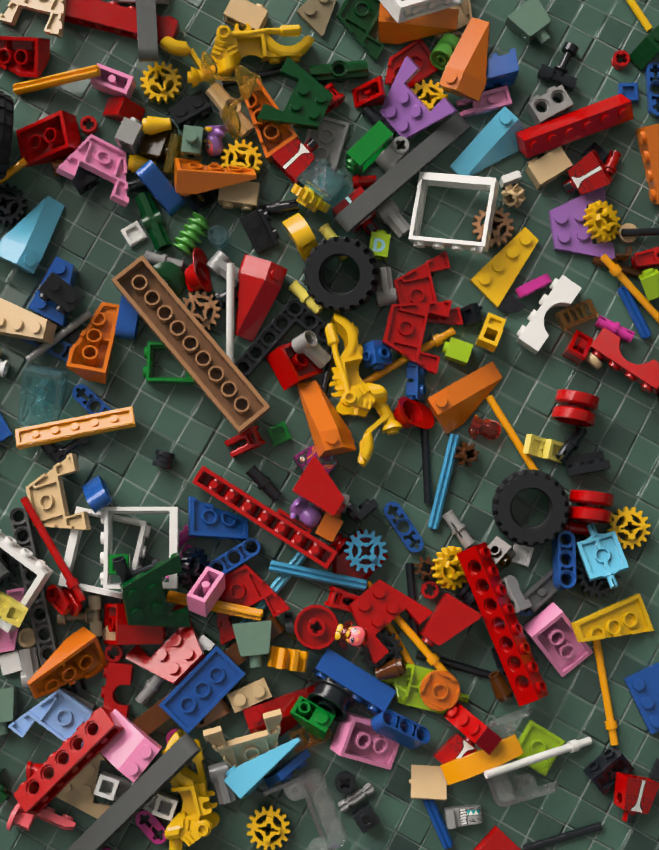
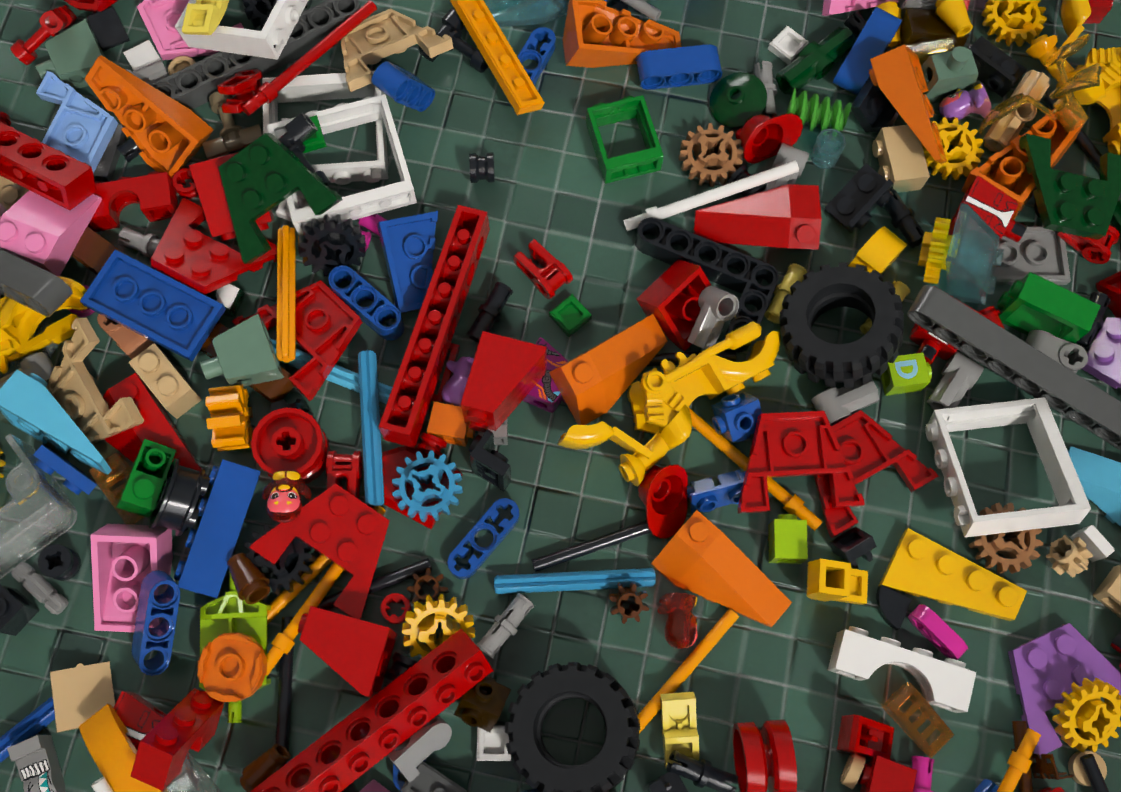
camera: 75 degrees right, 10 degrees down
(191, 345) = (654, 147): medium nougat brick -> none
(206, 591) = (299, 266): bright pink brick -> none

